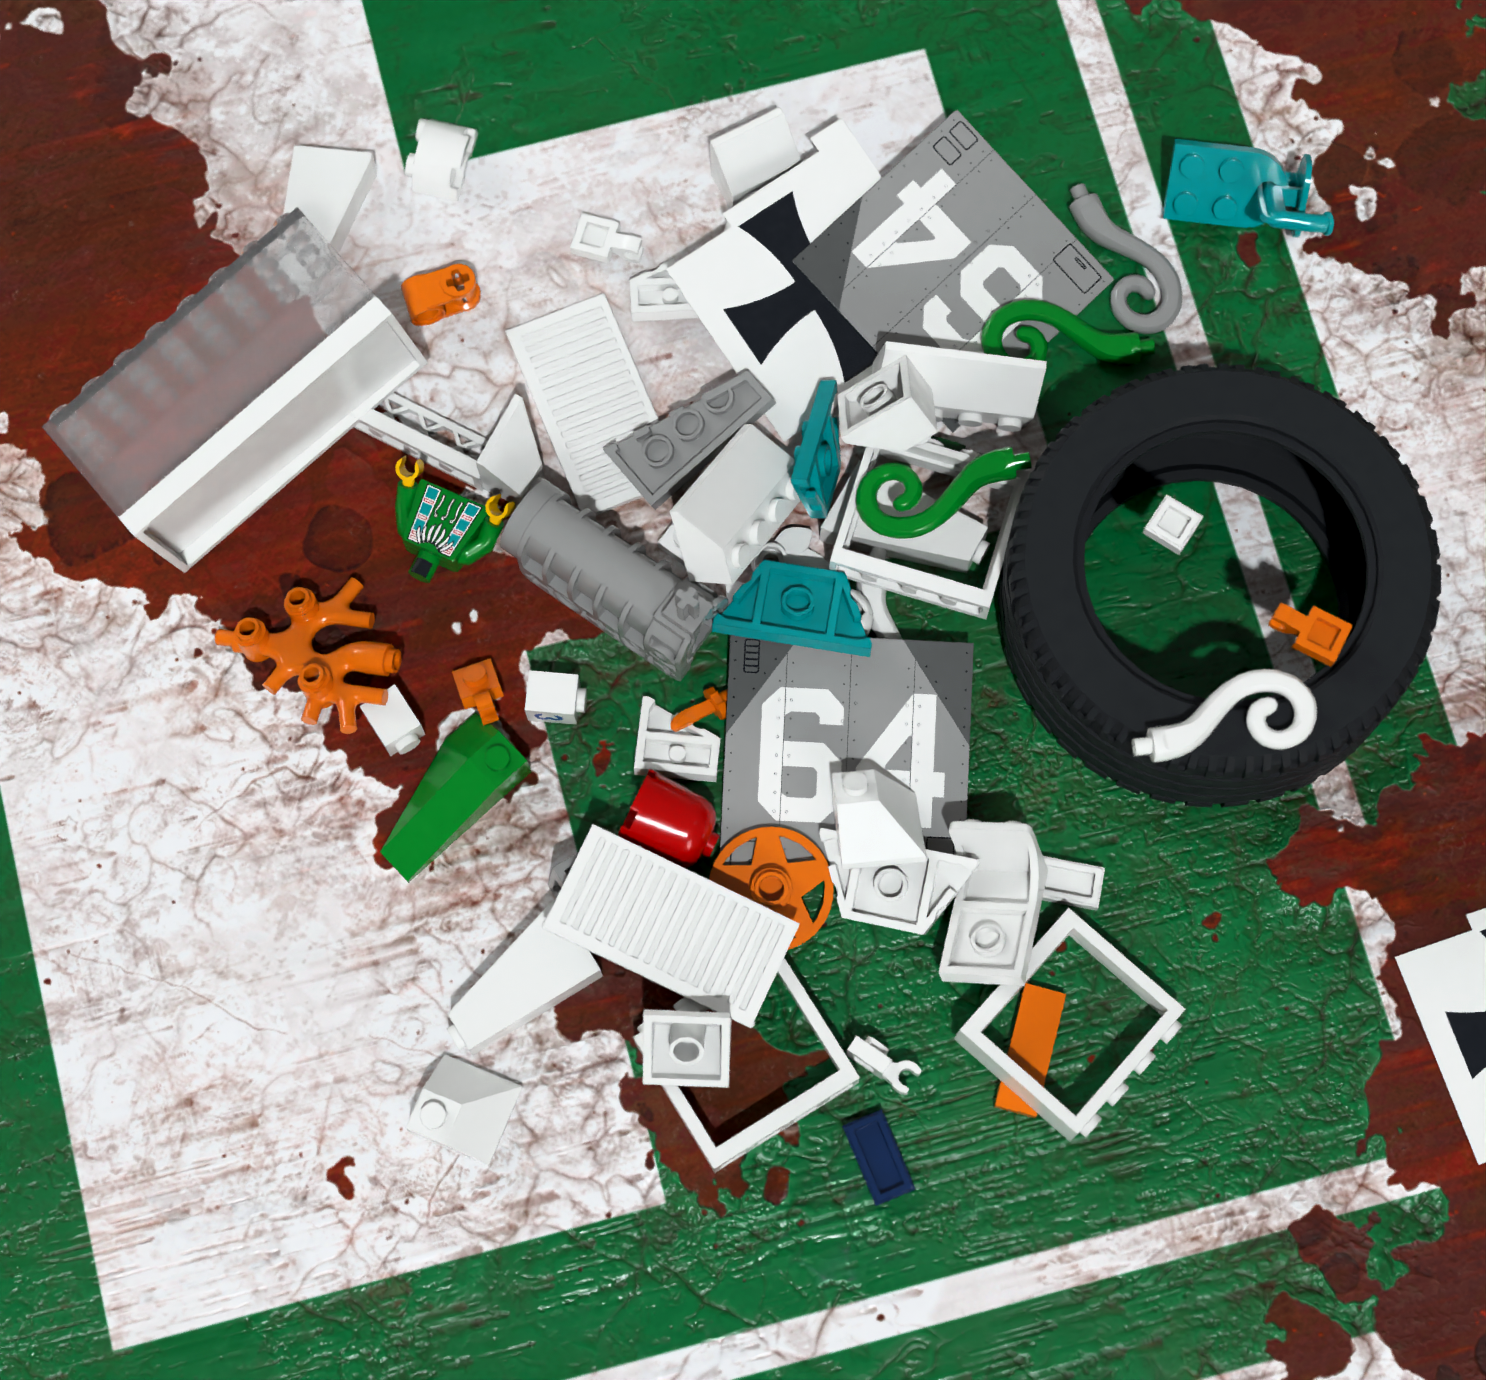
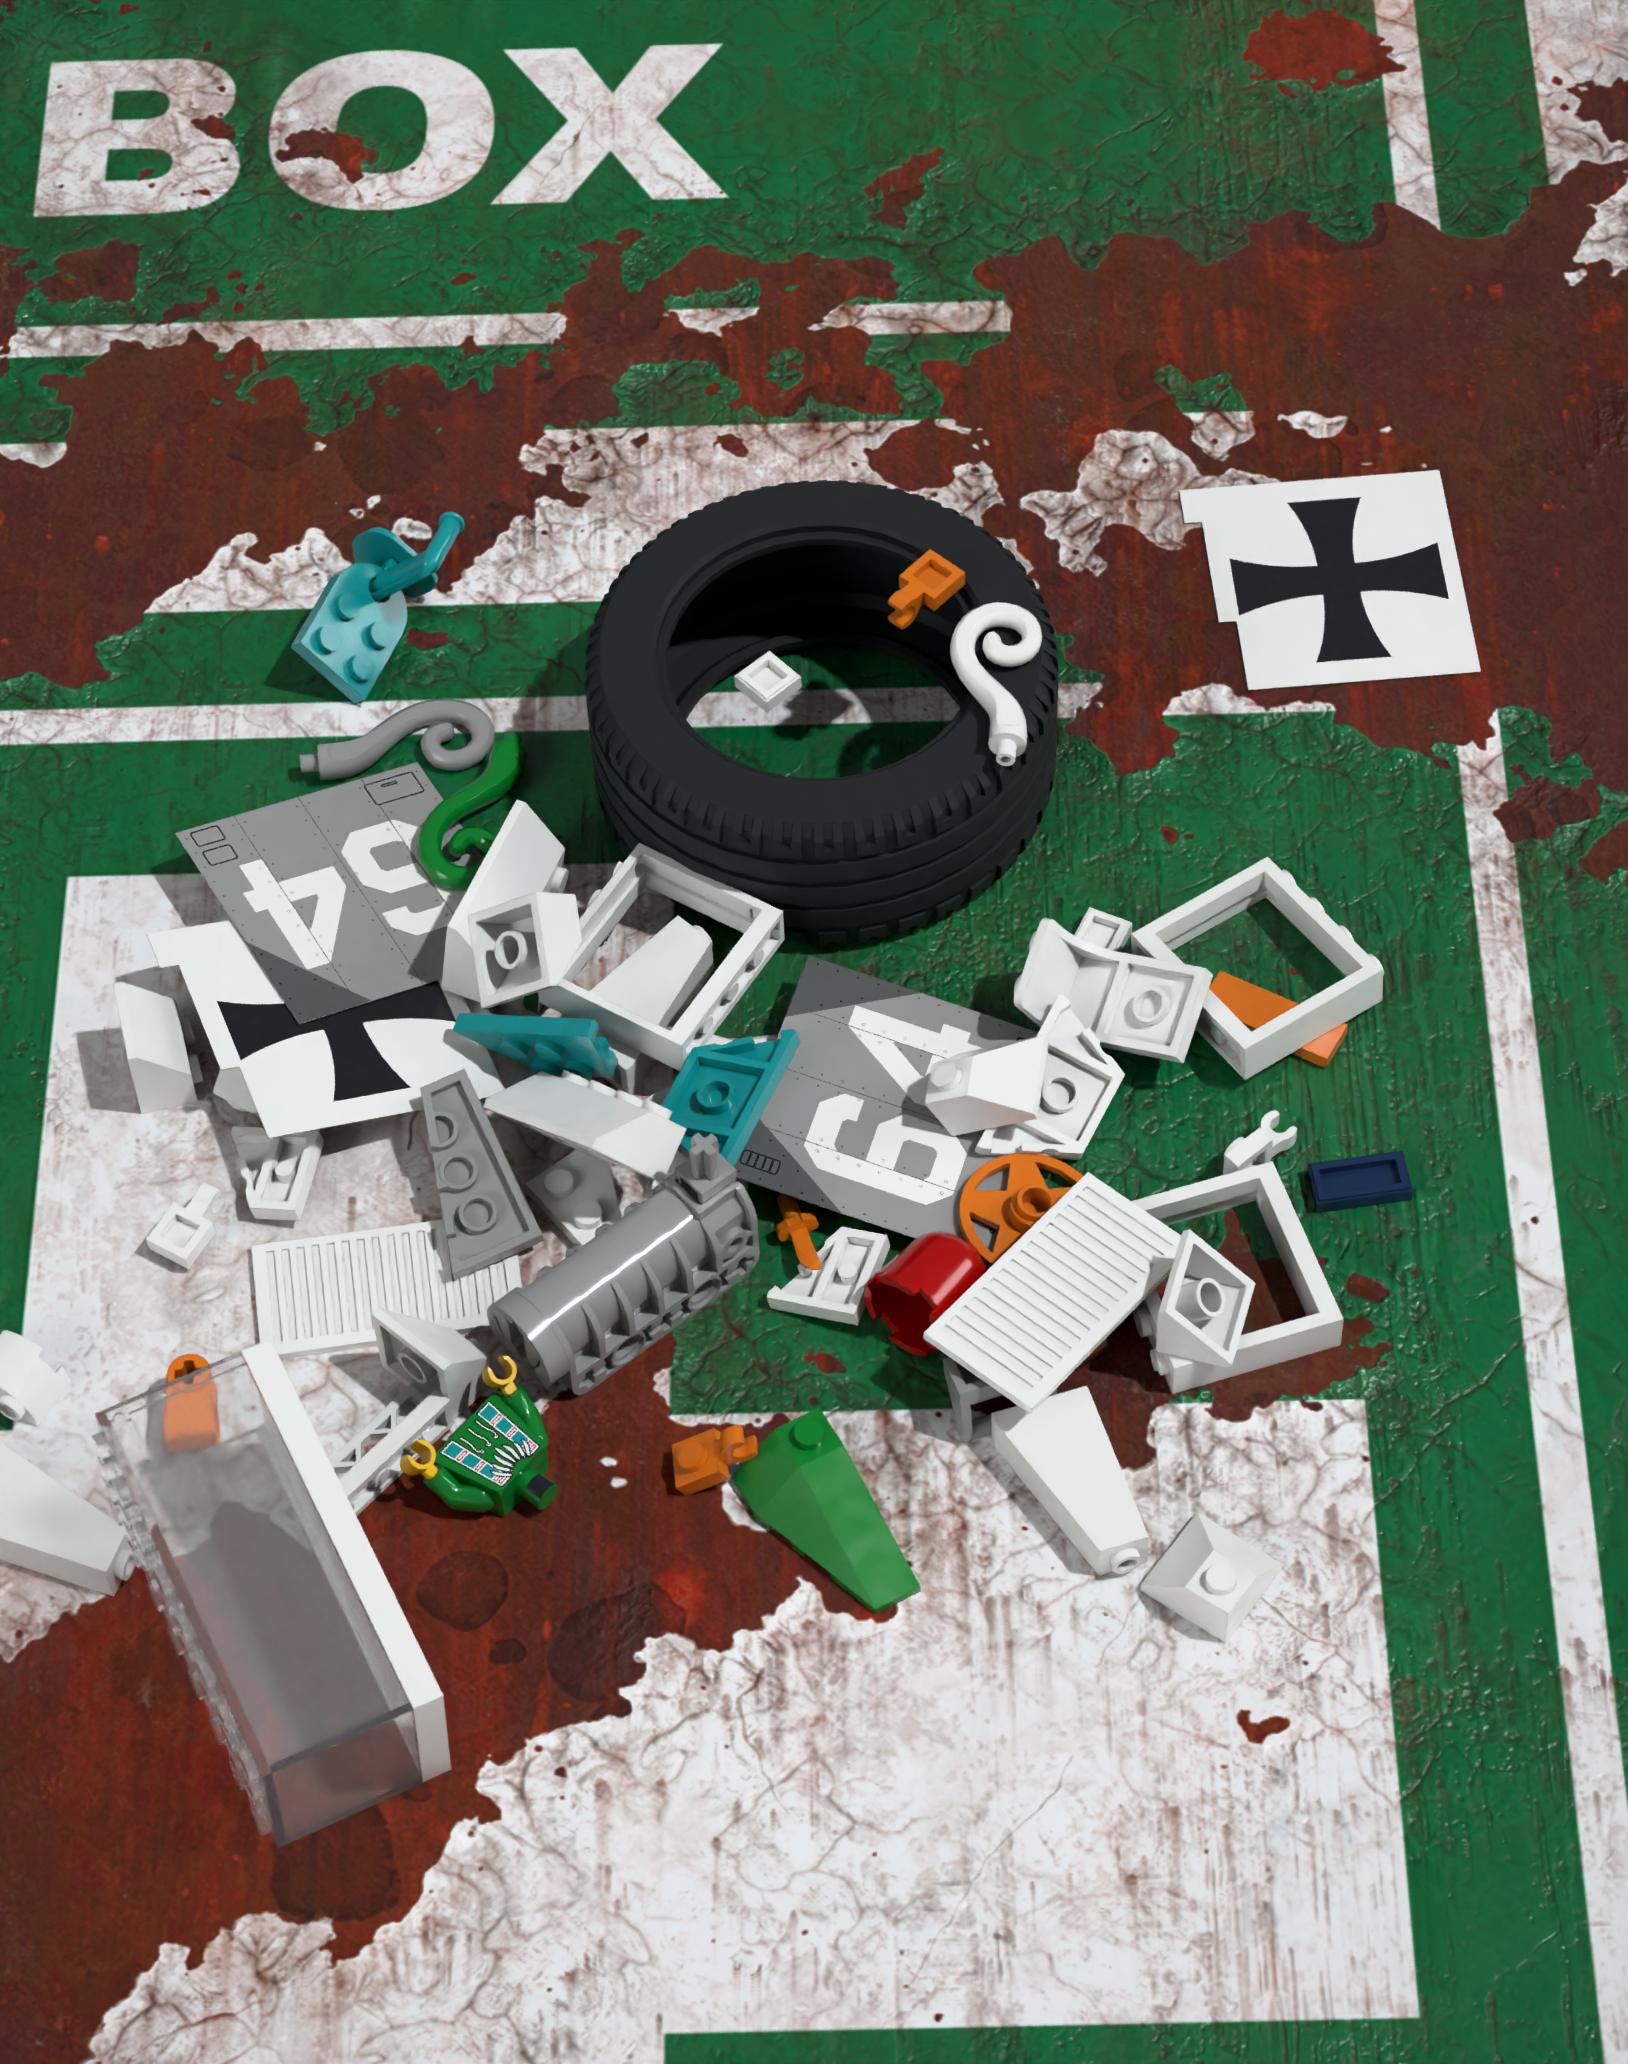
camera: 75 degrees left, 20 degrees down
(319, 674) = (595, 1648): orange plant -> none
(394, 723) = (721, 1557): white brick -> none
(554, 697) = (742, 1384): white brick -> none
(983, 470) = (626, 873): green plant -> none

